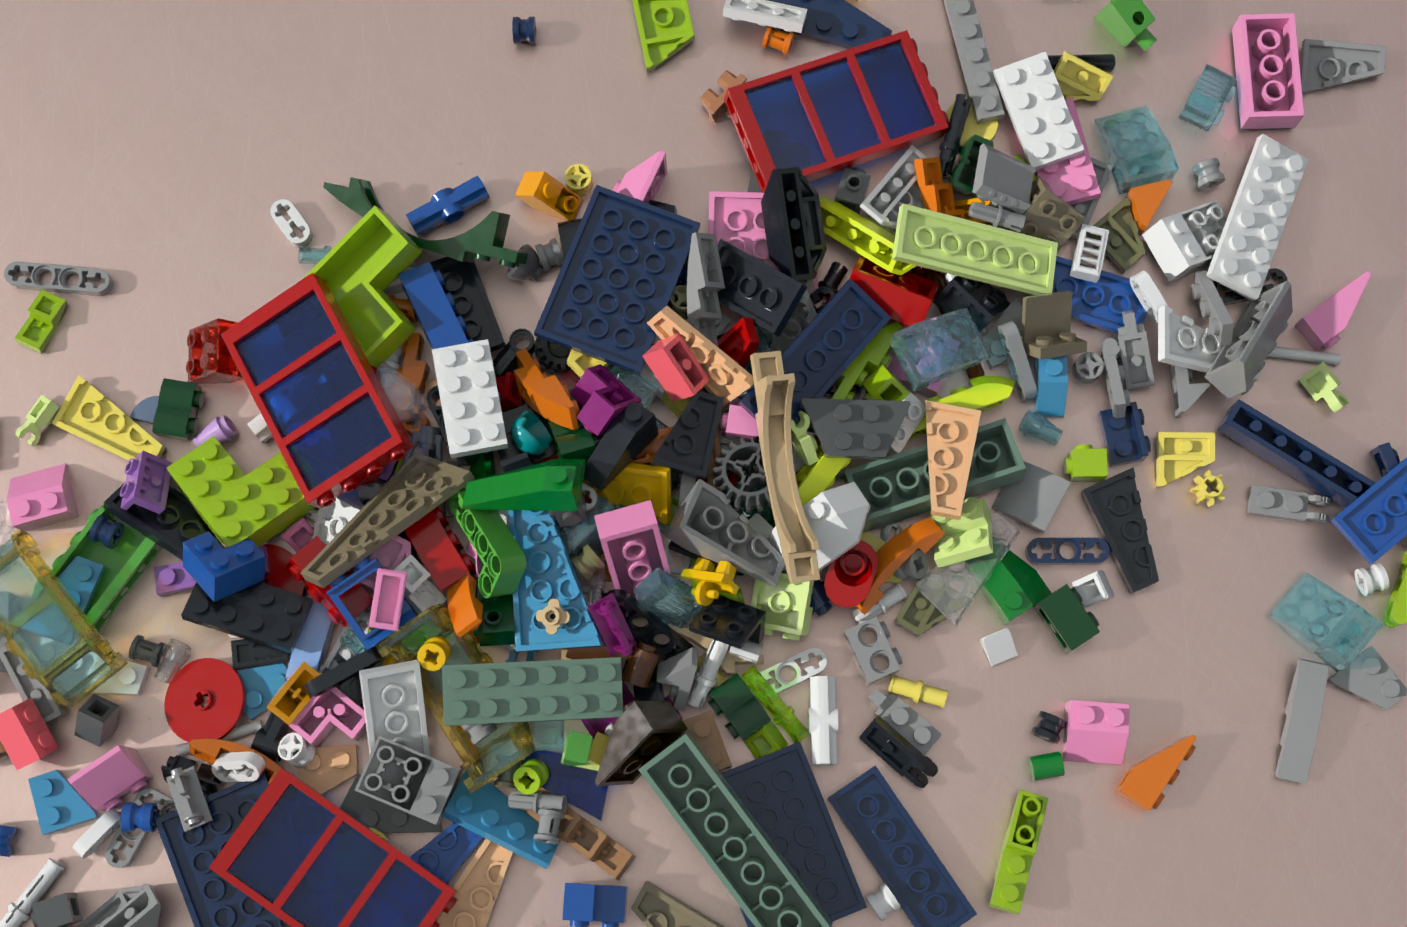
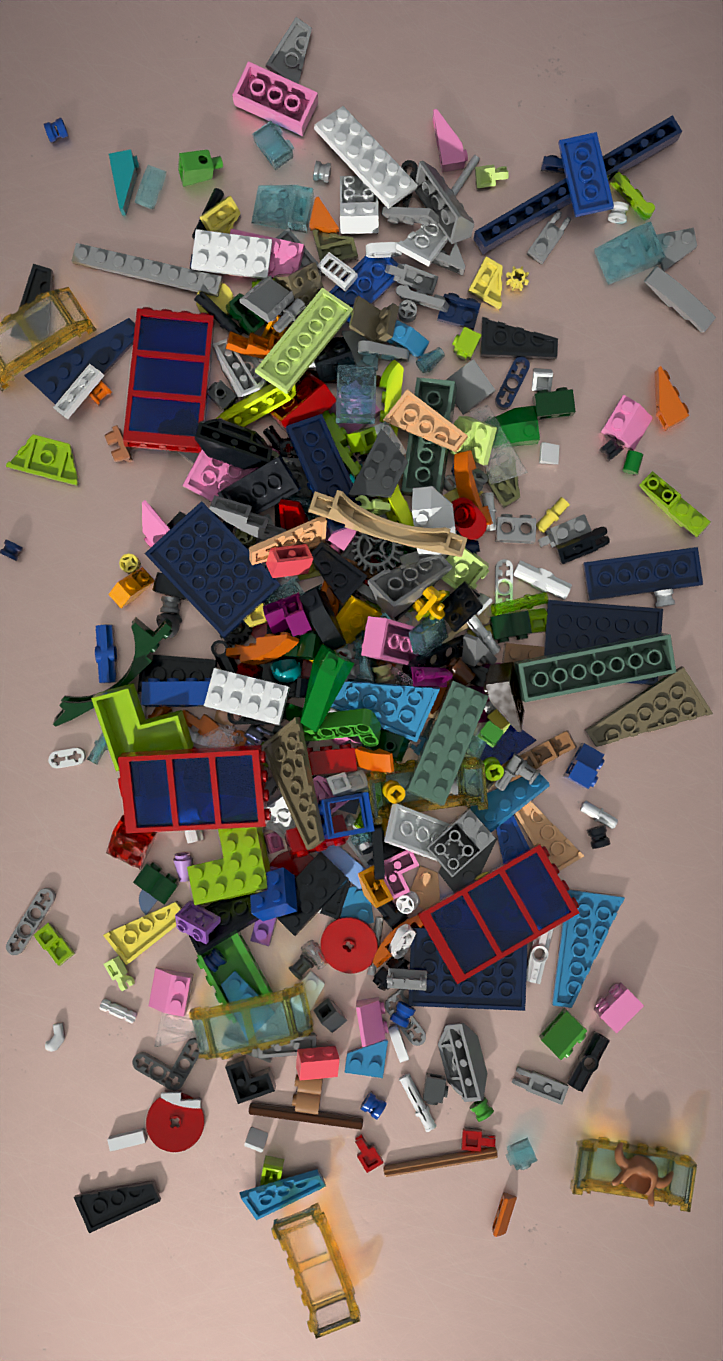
camera: 60 degrees left, 10 degrees up
(388, 599) = (351, 803): bright pink tile -> none
(561, 616) = (409, 704): tan plate -> none

